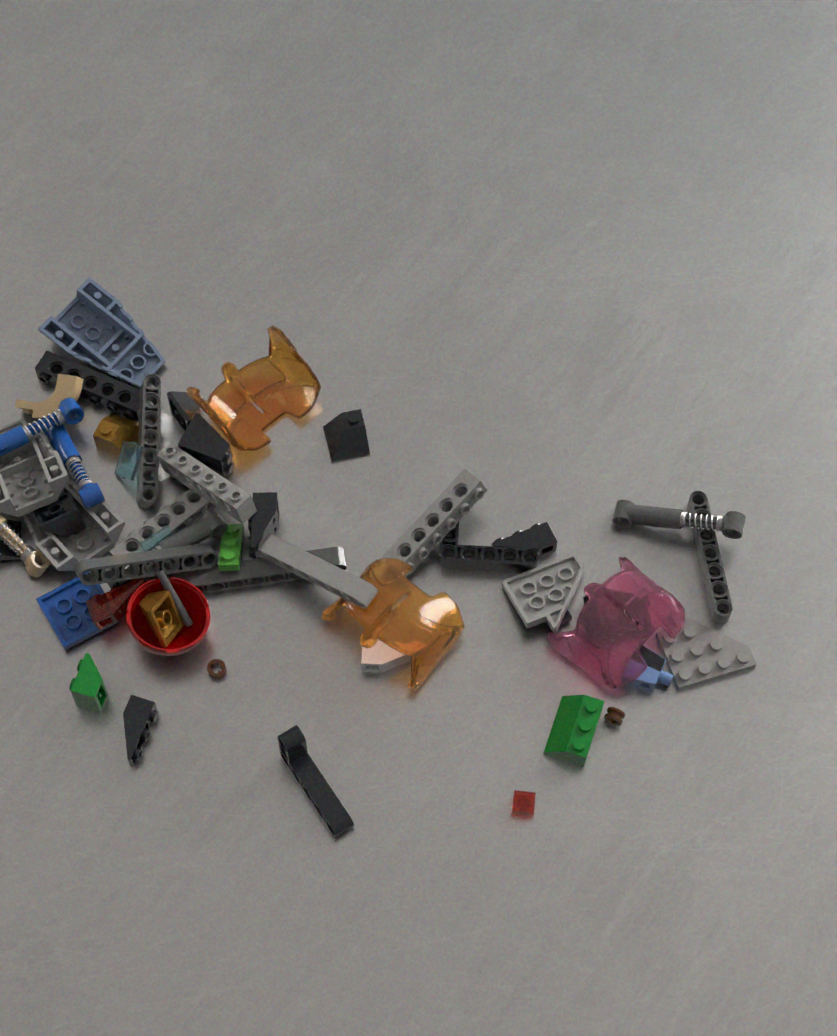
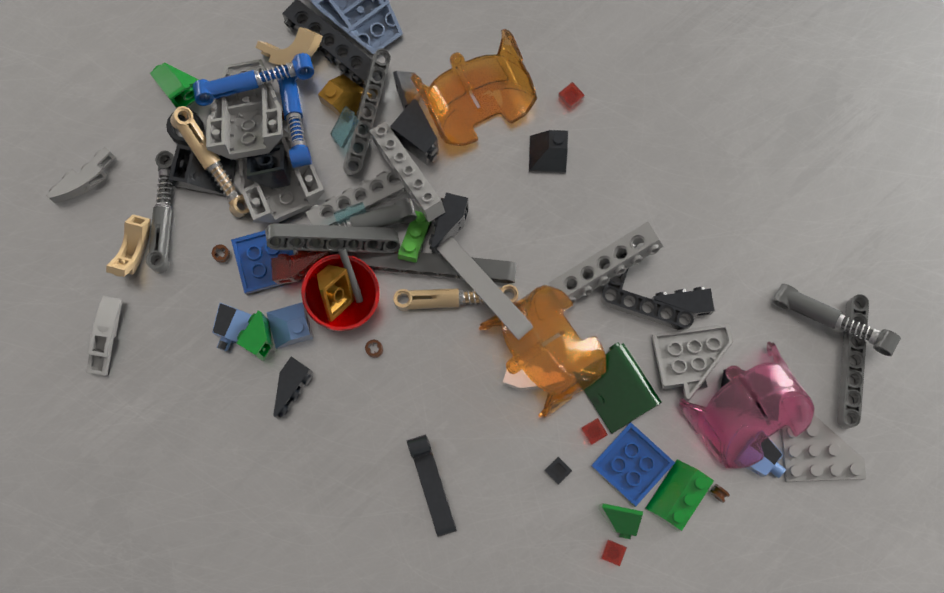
camera: 20 degrees right, 15 degrees up
(26, 611) = (220, 259): none -> reddish brown bush
(55, 683) = (228, 325): none -> torso
(121, 669) = (289, 325): none -> medium blue slope
(270, 602) = (443, 298): none -> tan piece
(354, 378) = (571, 95): none -> clear red plate
(443, 737) = (558, 470): none -> black plate
(469, 690) = (594, 431): none -> clear red plate
(486, 643) = (623, 389): none -> dark green door
(518, 711) = (633, 464): none -> blue plate
(521, 764) = (622, 520): none -> green slope

